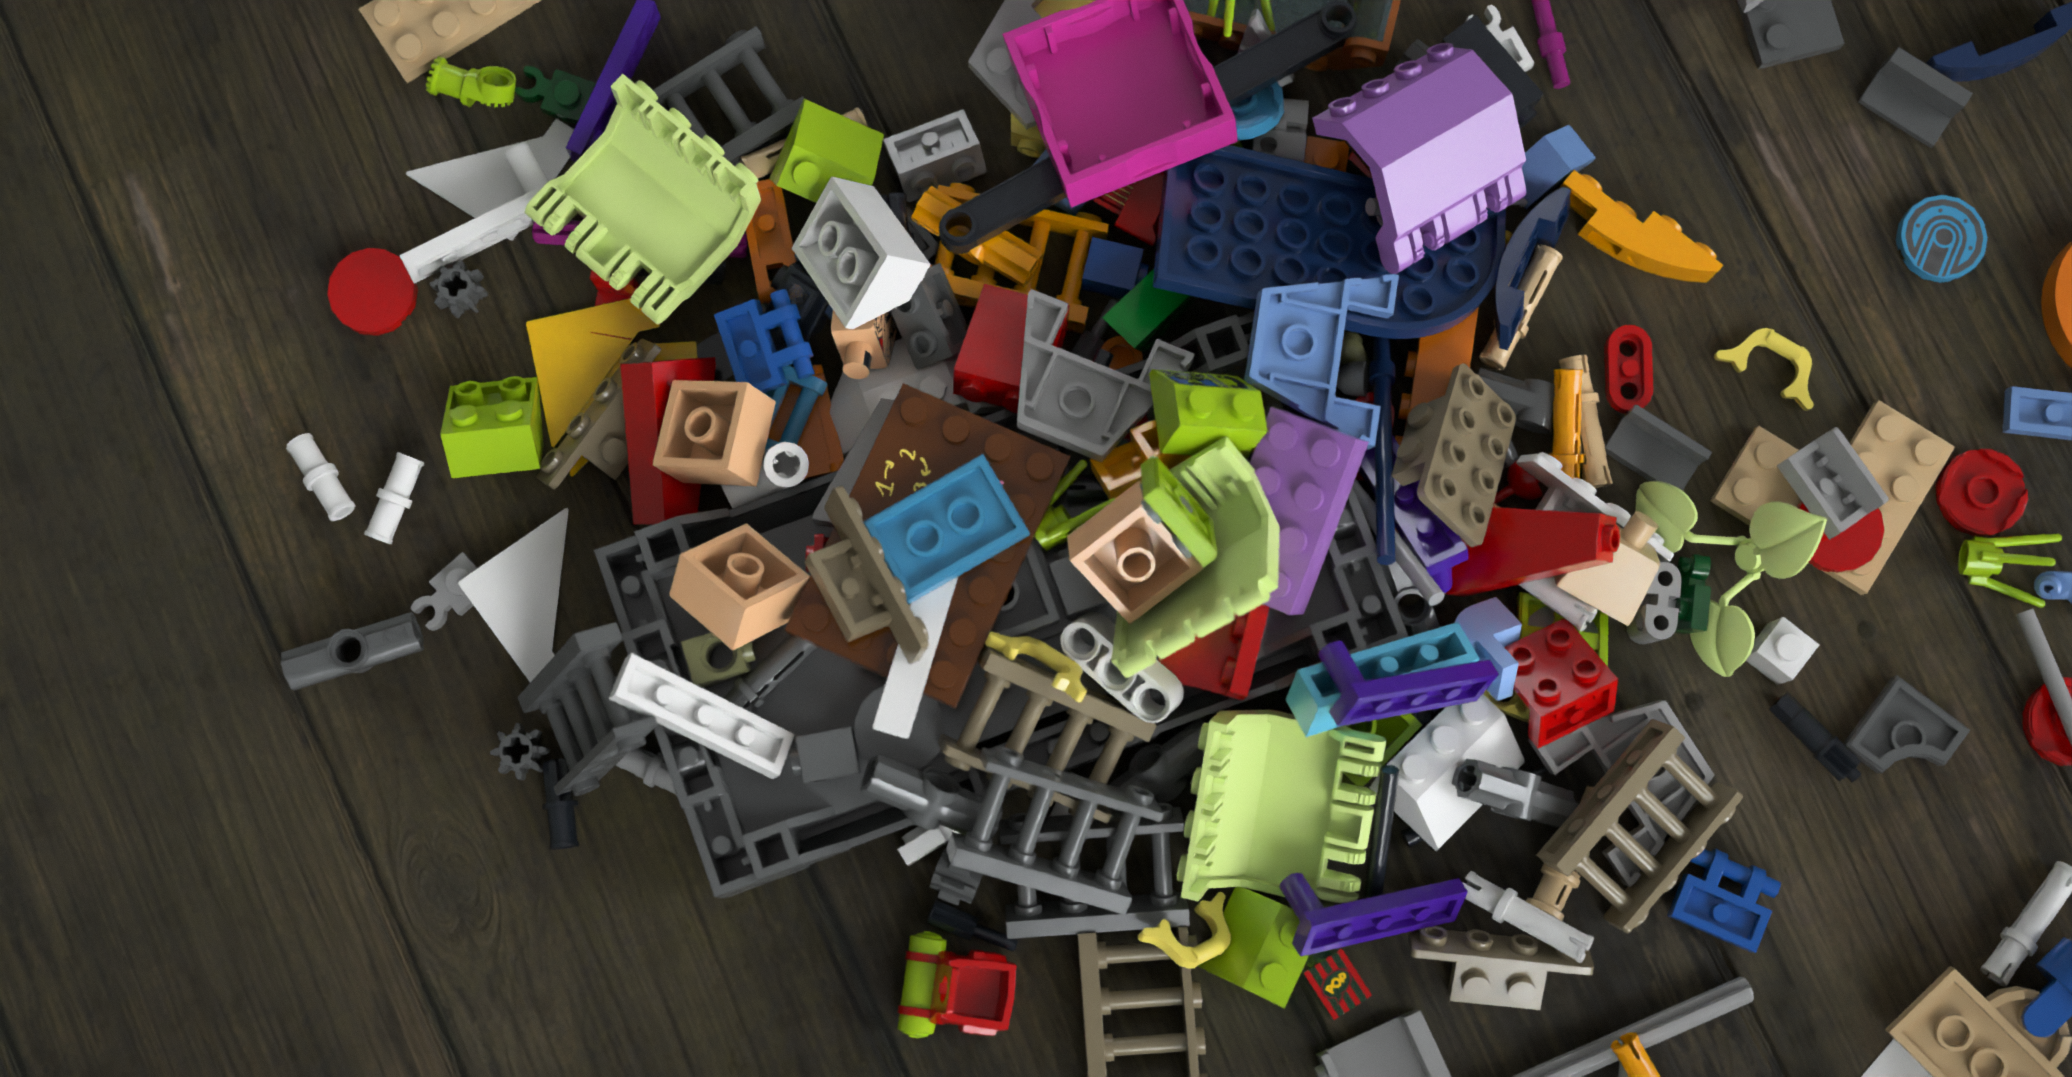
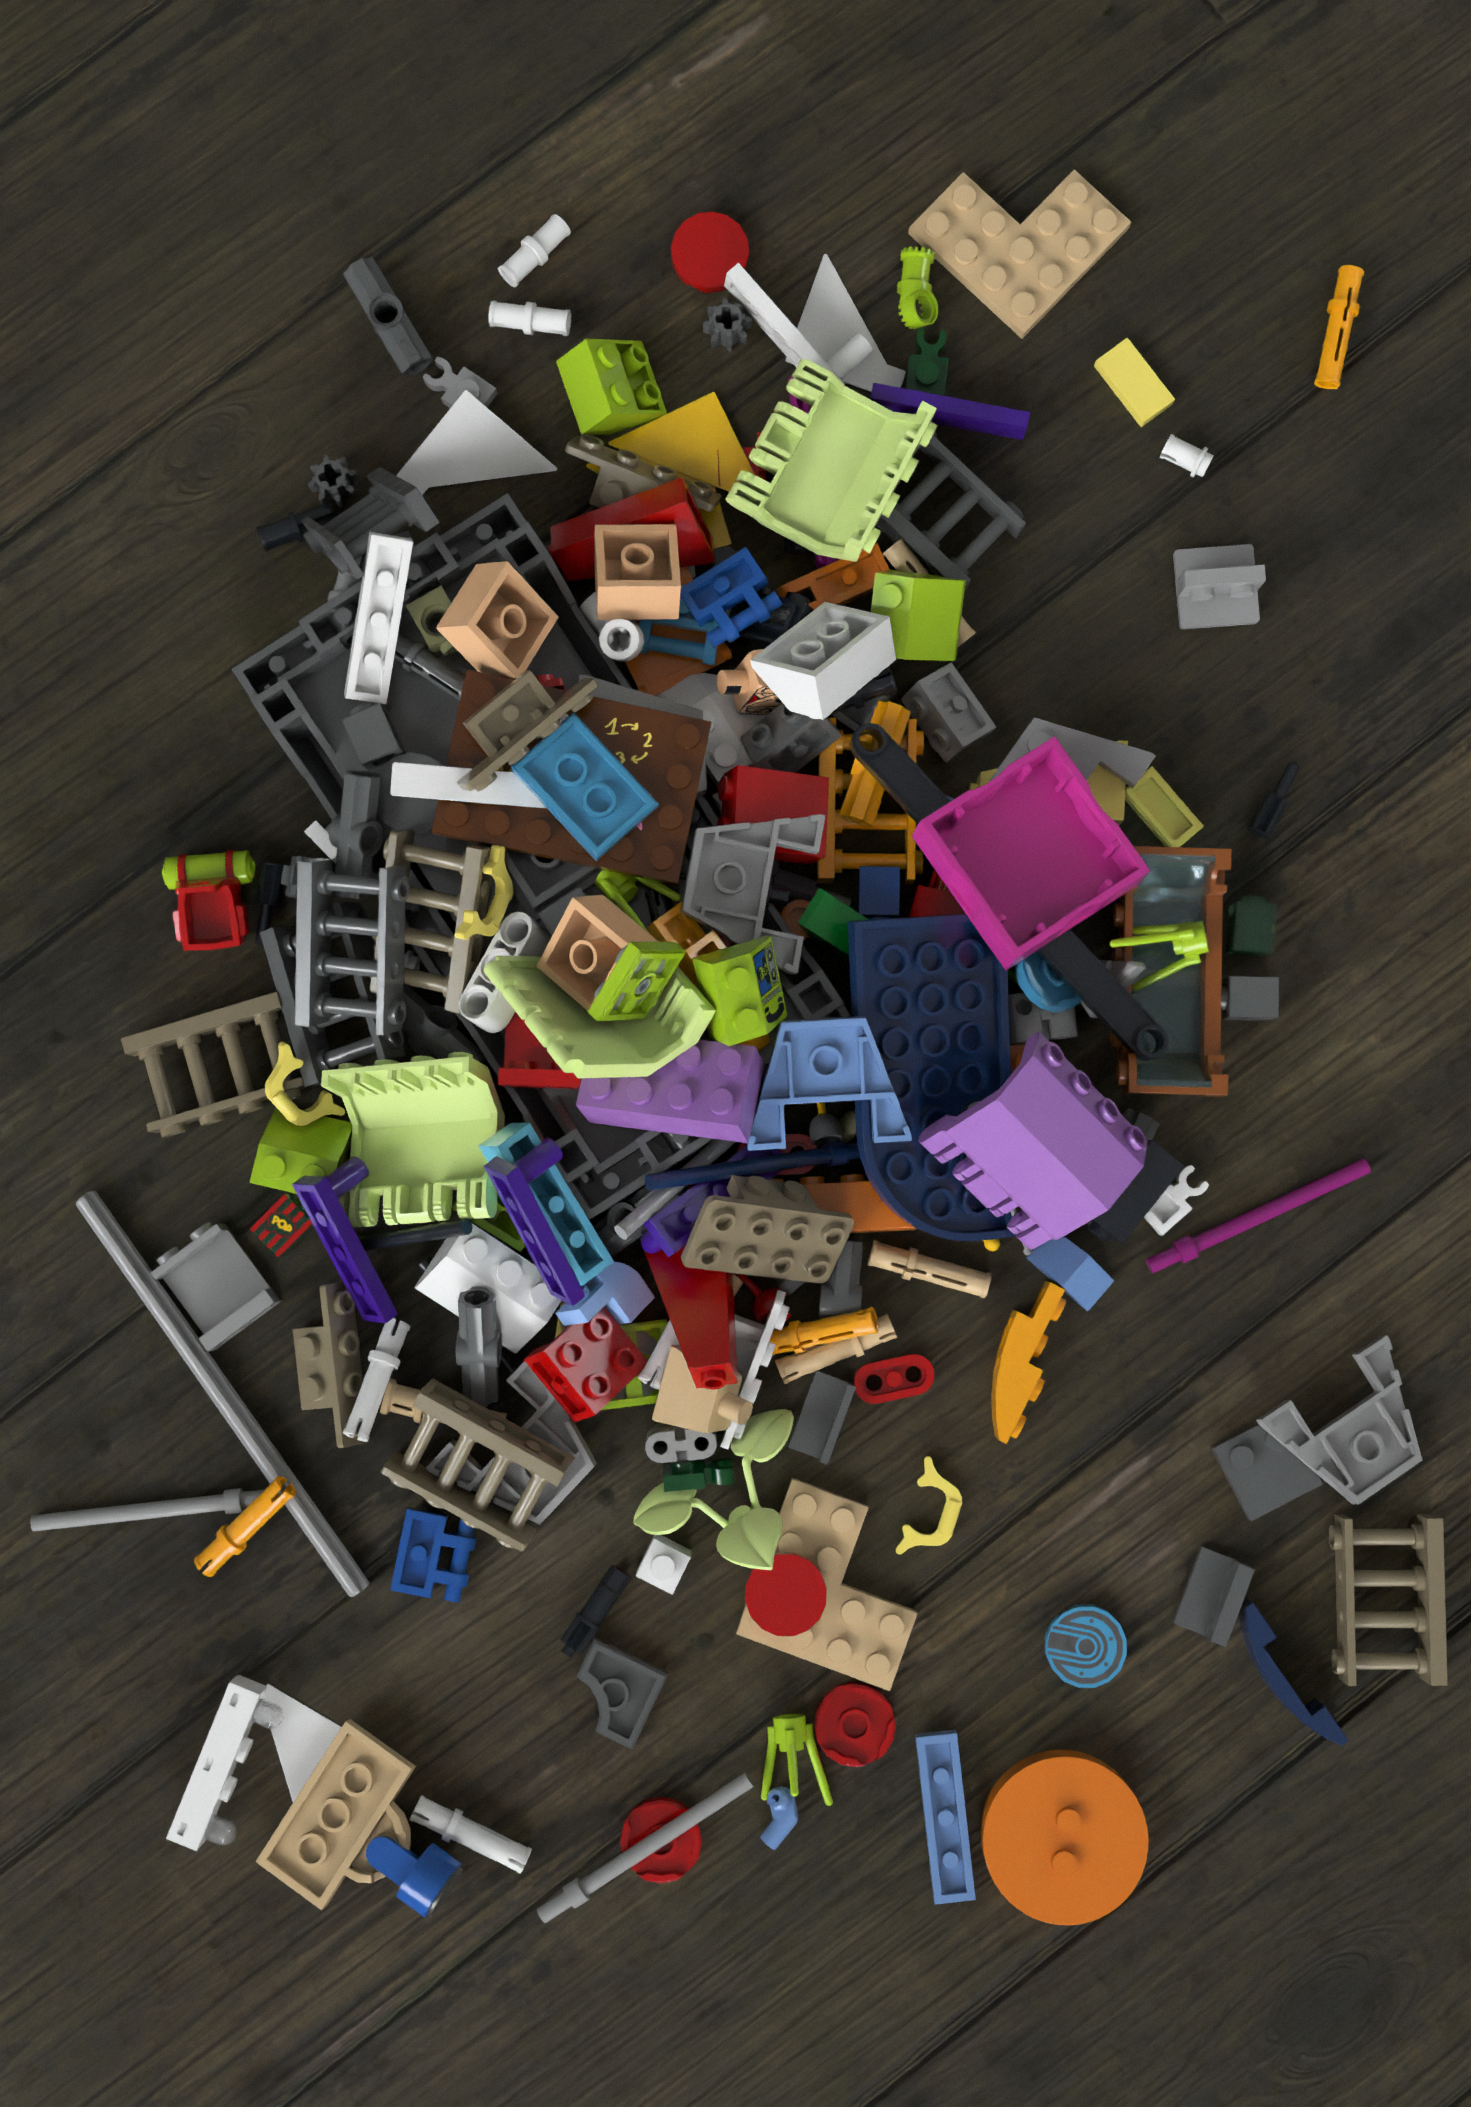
camera: 80 degrees right, 5 degrees up
(1540, 226) = (1010, 1272): dark blue slope -> none
(1833, 481) = (820, 1577): light grey bracket -> none

